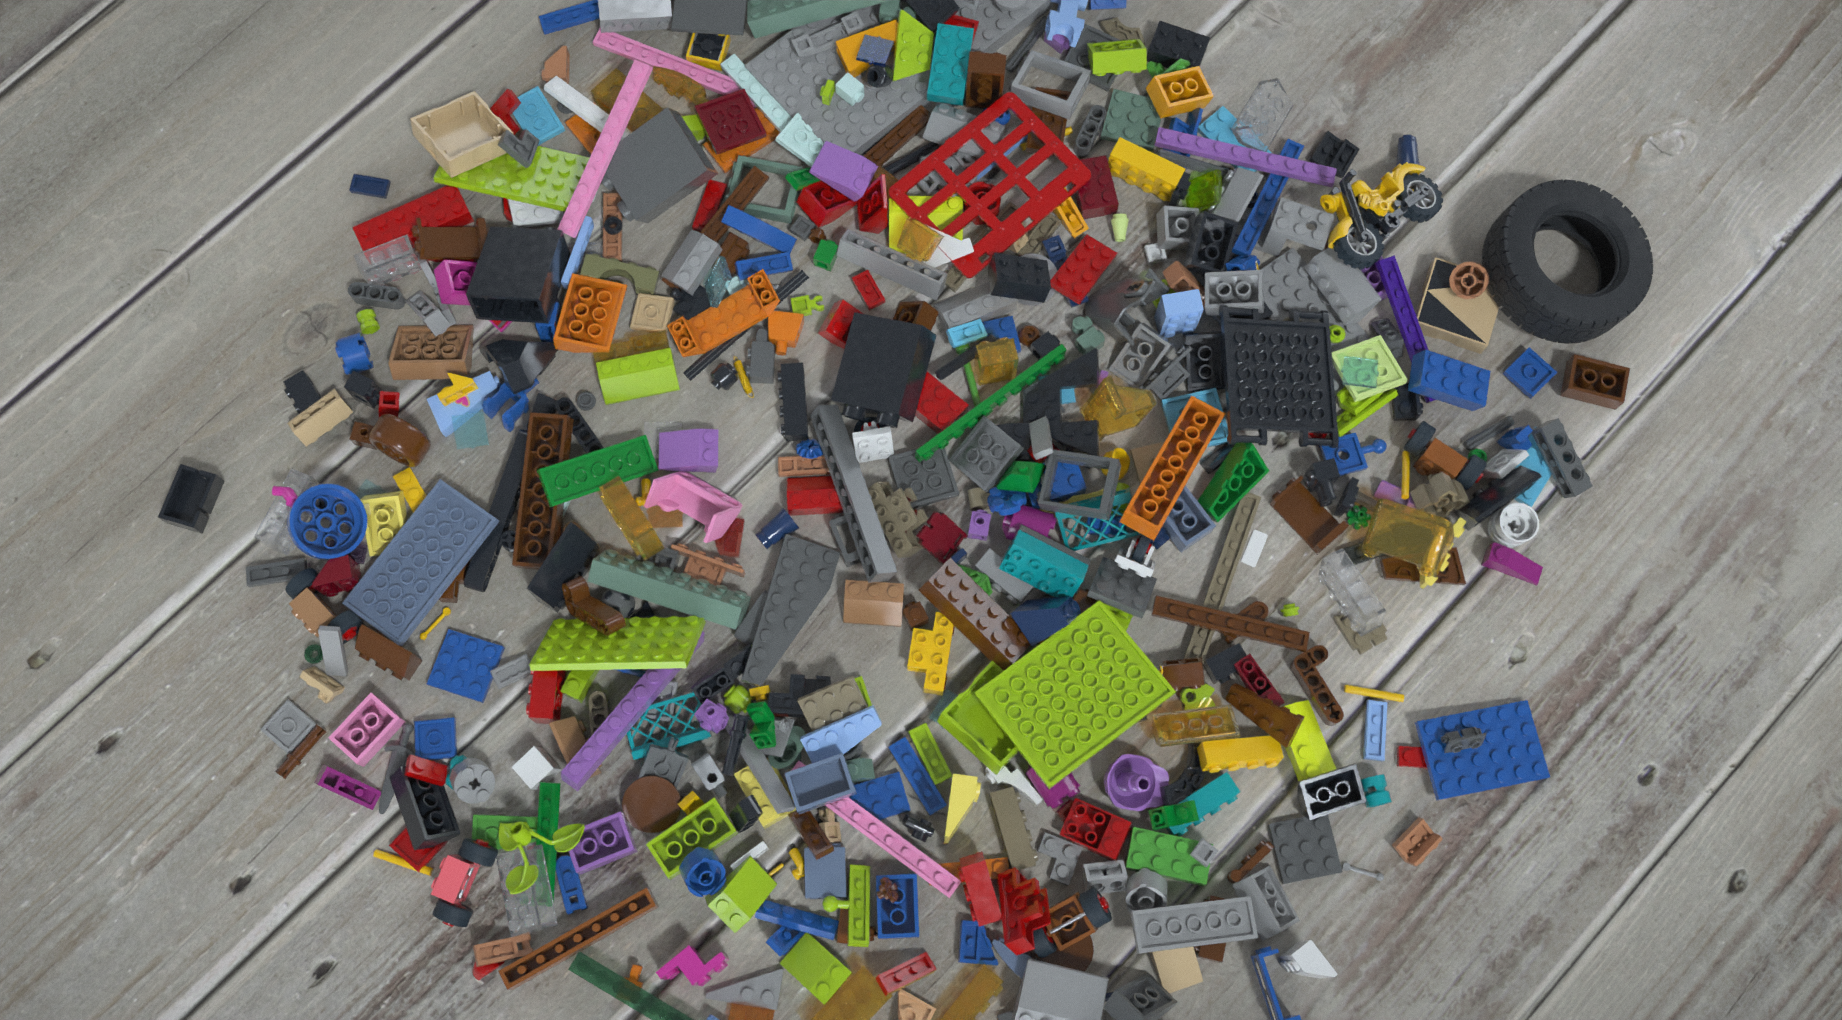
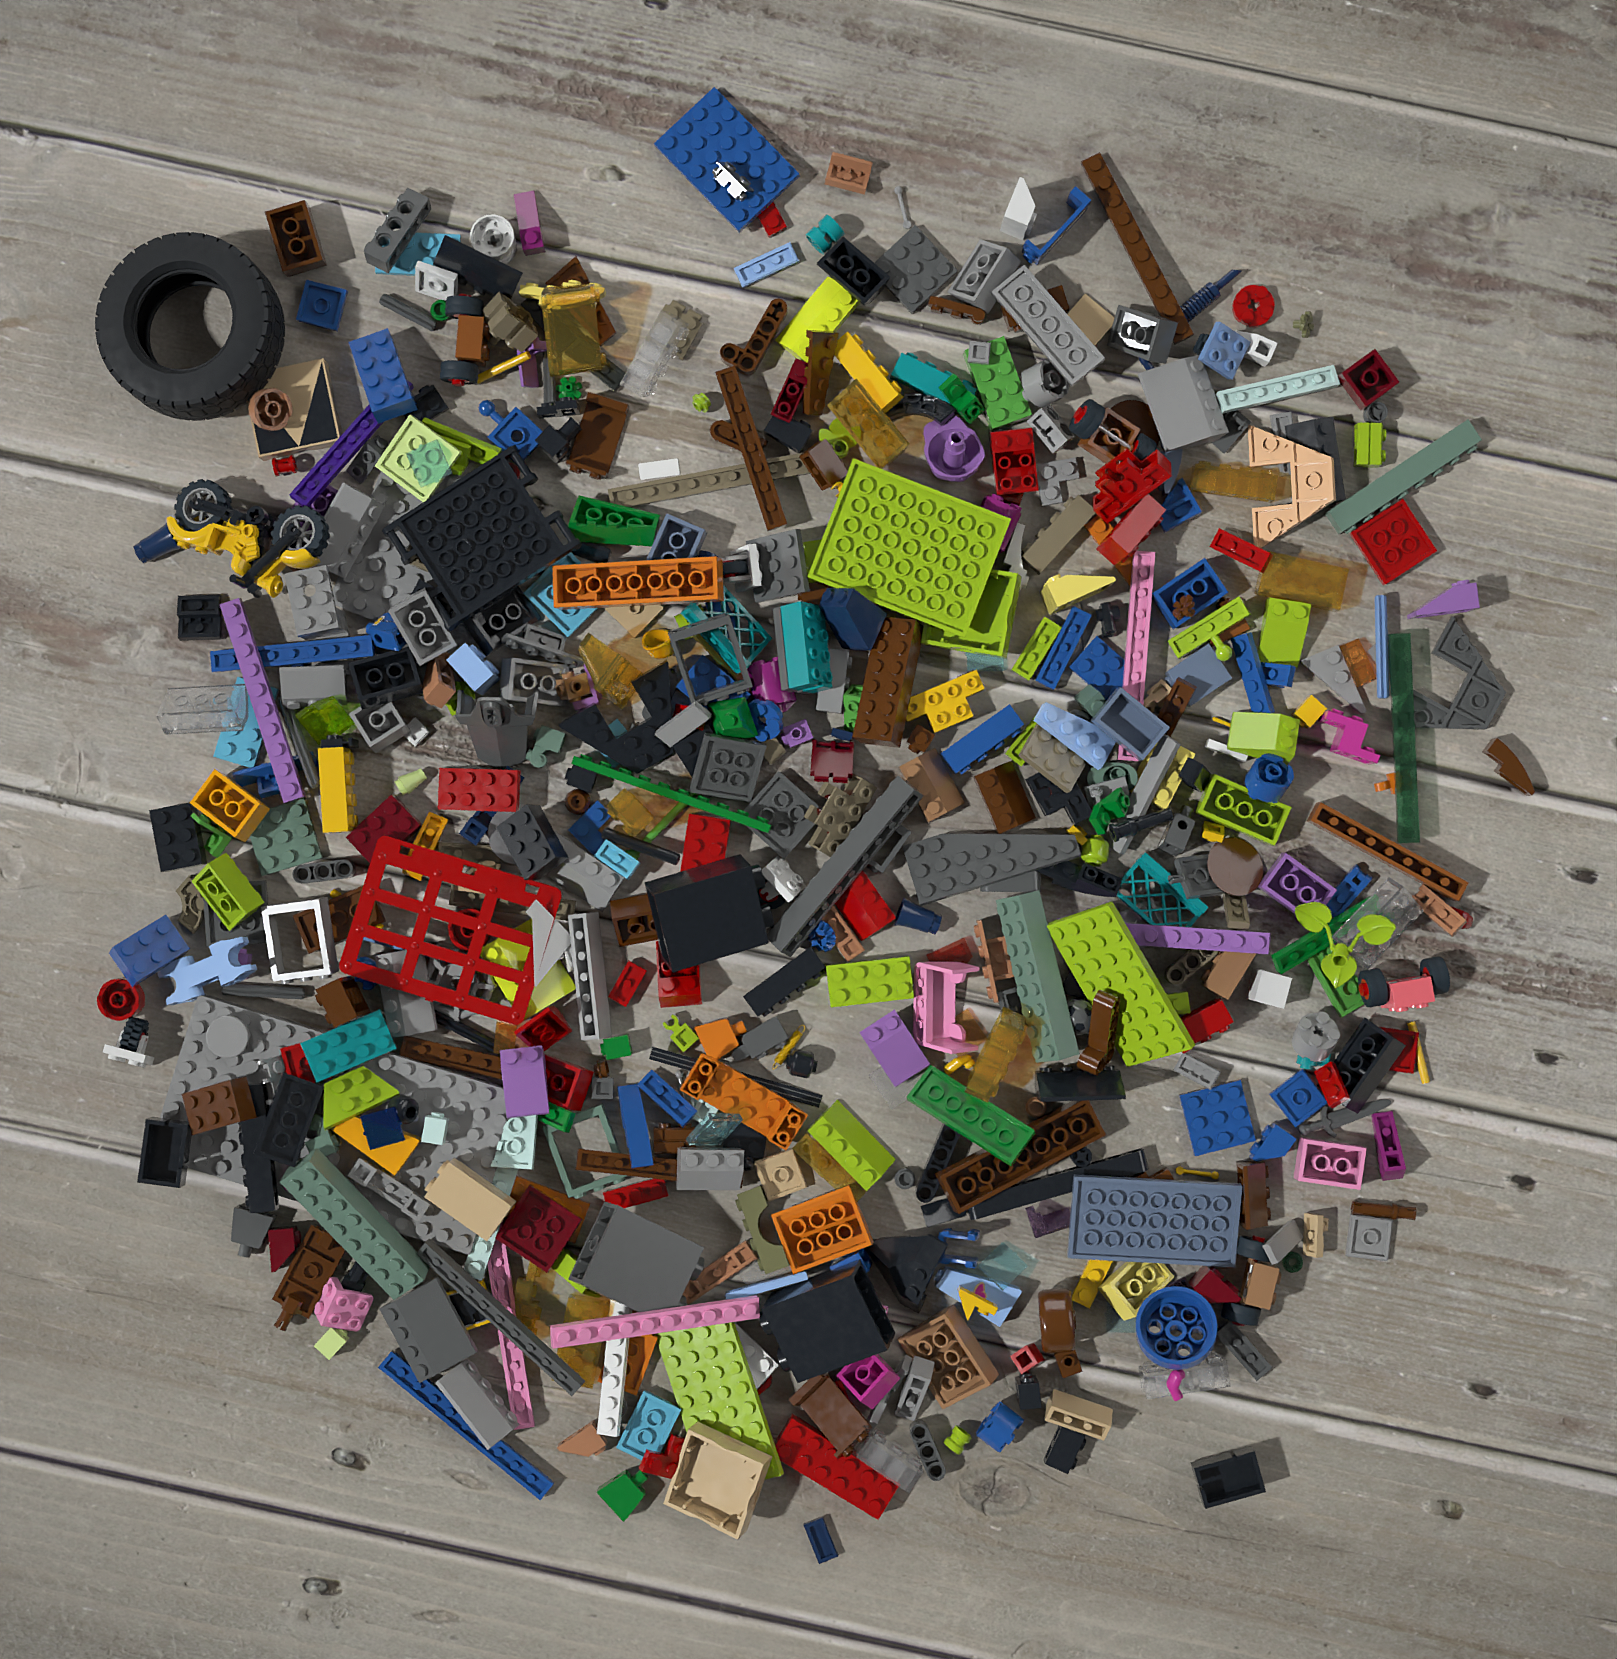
camera: 120 degrees left, 15 degrees up
(413, 695) = (1273, 1144): none -> blue slope
(478, 483) = (1047, 1223): none -> clear purple bracket
(502, 71) = (623, 1492): none -> green torso
(520, 149) = (699, 1411): dark grey plate -> none
(613, 221) = (717, 1277): black plate -> none
(613, 776) = (1236, 912): none -> dark tan plate
(689, 56) = (500, 1317): none -> dark grey plate
(712, 716) = (1128, 860): medium lavender brick -> none
(736, 947) = (1309, 711): none -> yellow brick
(752, 463) = (869, 981): none -> lime brick
(784, 80) = (469, 1198): none -> tan brick
(799, 862) = (1202, 704): yellow arm -> none
(827, 92) = (452, 1150): lime plate -> none
(827, 654) = (1004, 797): none -> reddish brown slope
(884, 664) = (982, 739): none -> blue brick
(918, 240) = (554, 961): clear yellow torso -> none
(1125, 373) = (572, 686): none -> medium nougat brick
(1334, 338) = (405, 508): lime plate -> none
(1374, 693) = (732, 284): yellow bar -> none
(1417, 276) = (284, 465): none -> red bush
(1516, 438) = (402, 282): blue slope -> none

